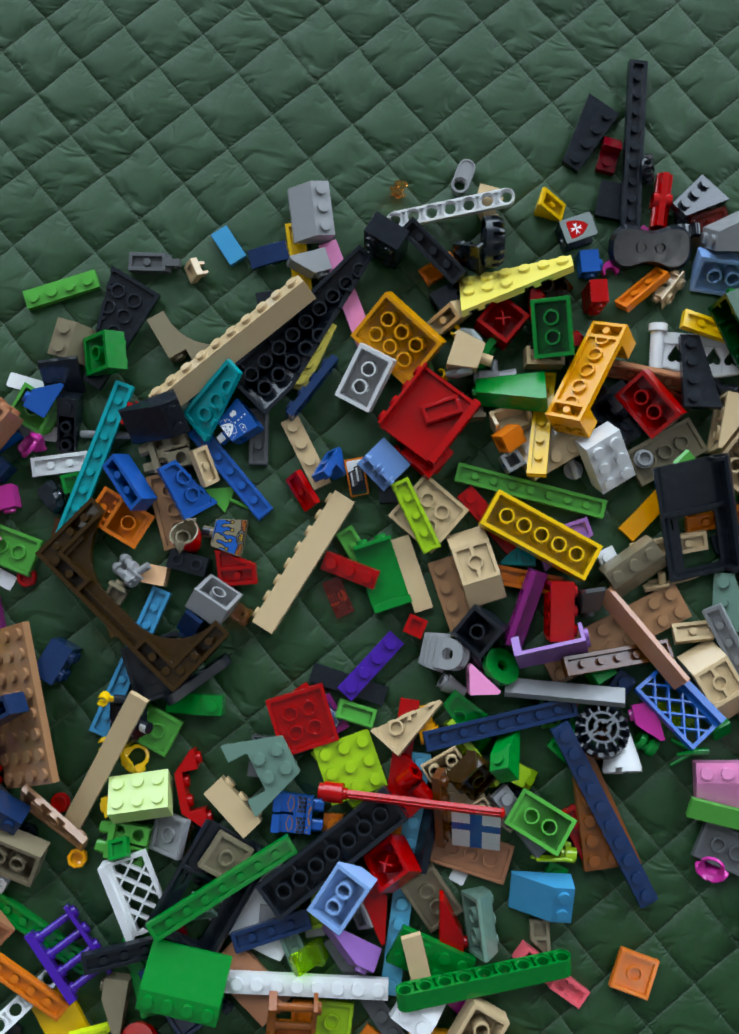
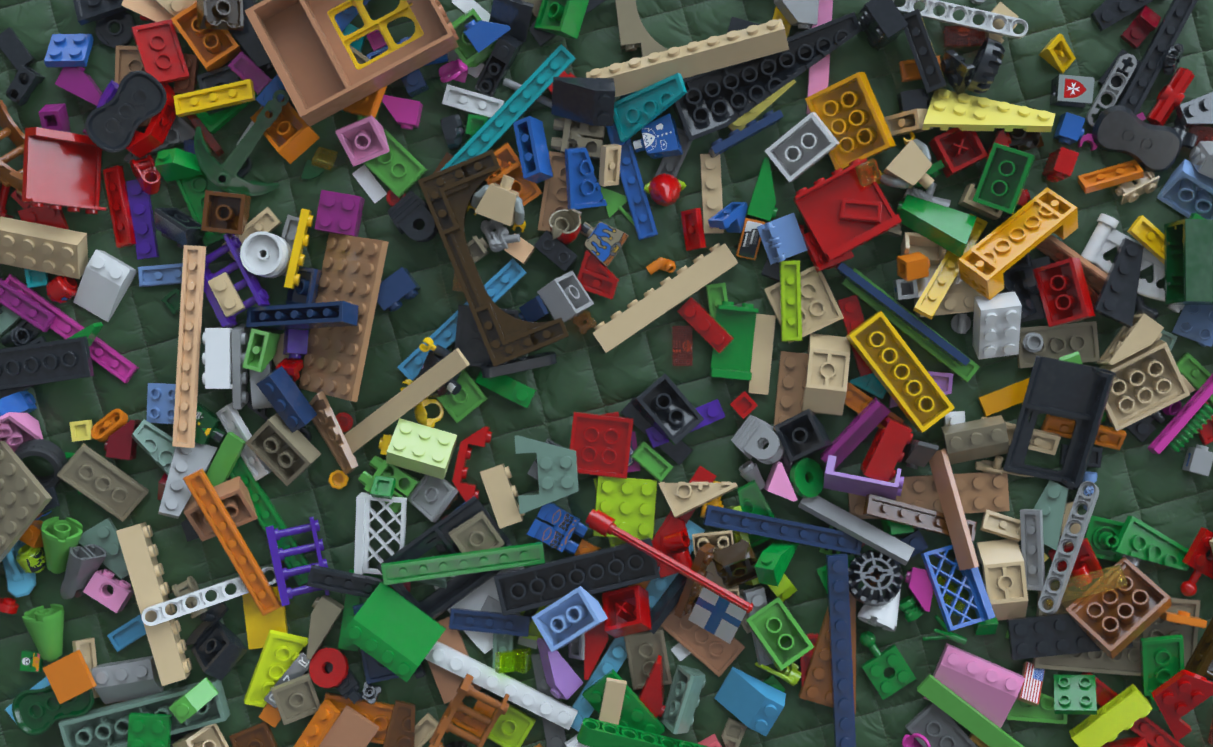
camera: 25 degrees right, 5 degrees up
(42, 588) = (408, 213): none -> black piece
(119, 542) = (500, 203): none -> tan torso
(262, 466) = (665, 189): none -> red hat
(288, 533) = (661, 264): none -> orange arm
(349, 660) = (667, 409): none -> black slope
(352, 437) = (763, 197): none -> green slope
(432, 373) = (868, 172): none -> clear orange plate
(462, 226) = (961, 36): none -> clear red tile
(519, 484) = (902, 314): none -> dark blue tile
(608, 217) = (1107, 87): none -> light grey beam
(640, 808) = (888, 658): none -> green plate

